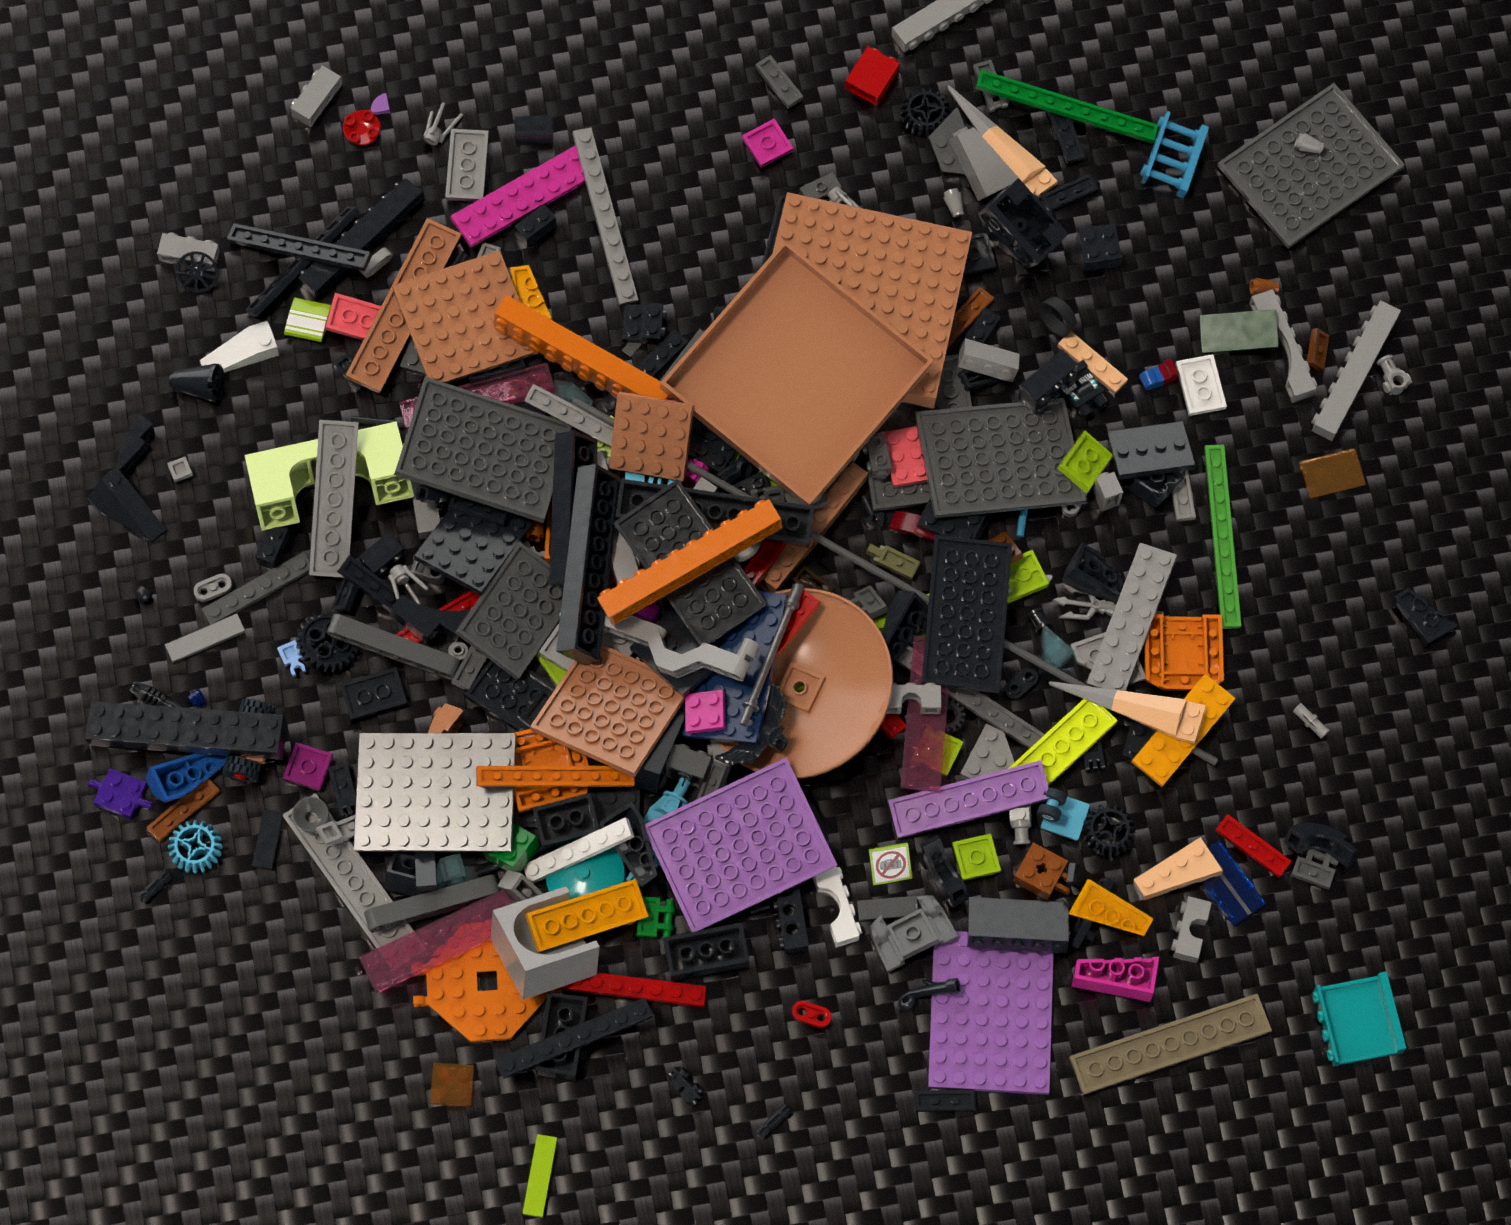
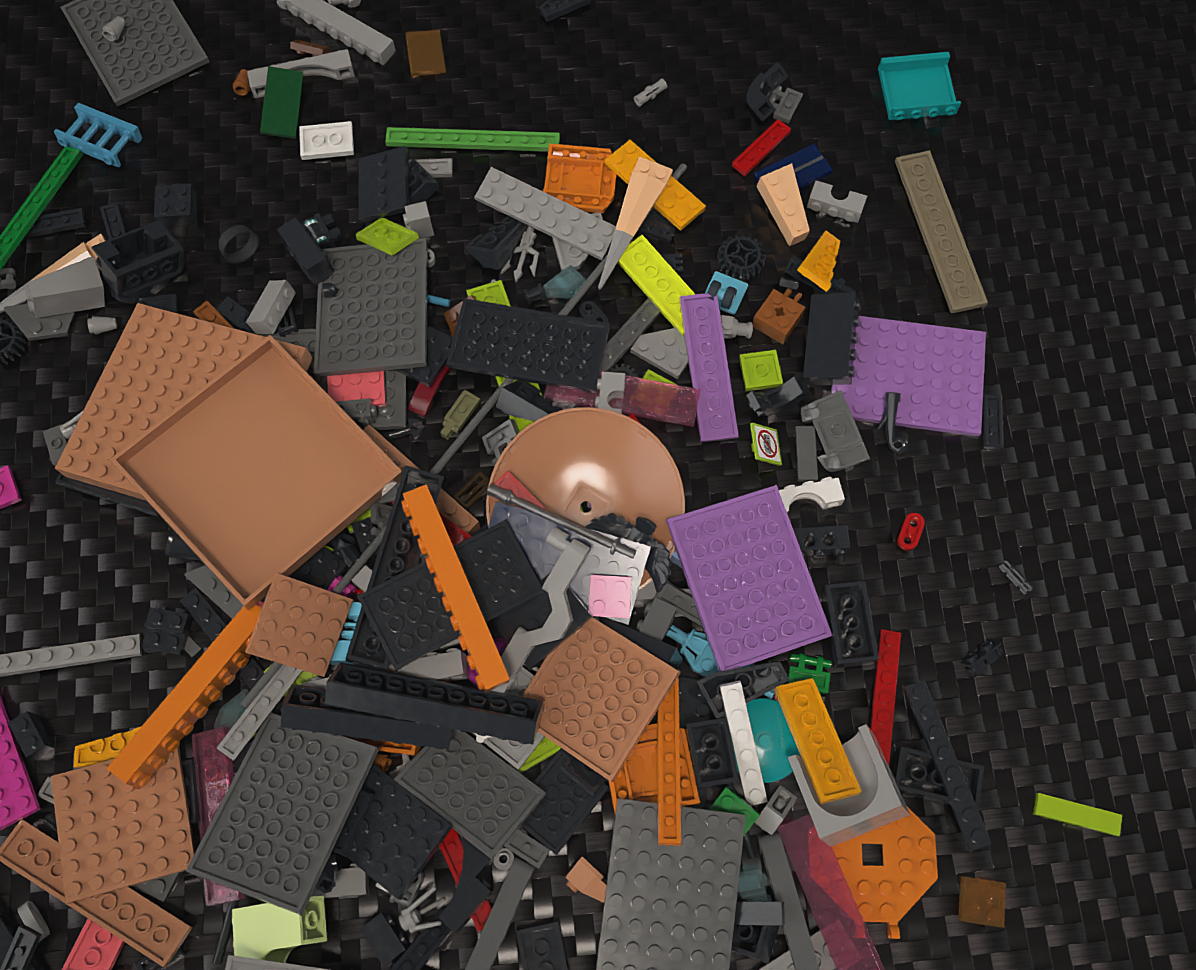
camera: 80 degrees left, 0 degrees up
(1011, 412) = (329, 290): none -> black hinge
(1098, 366) = (270, 238): light nougat plate -> none
(1118, 977) = (881, 256): dark pink wedge -> none
(1159, 375) = (311, 170): leg -> none

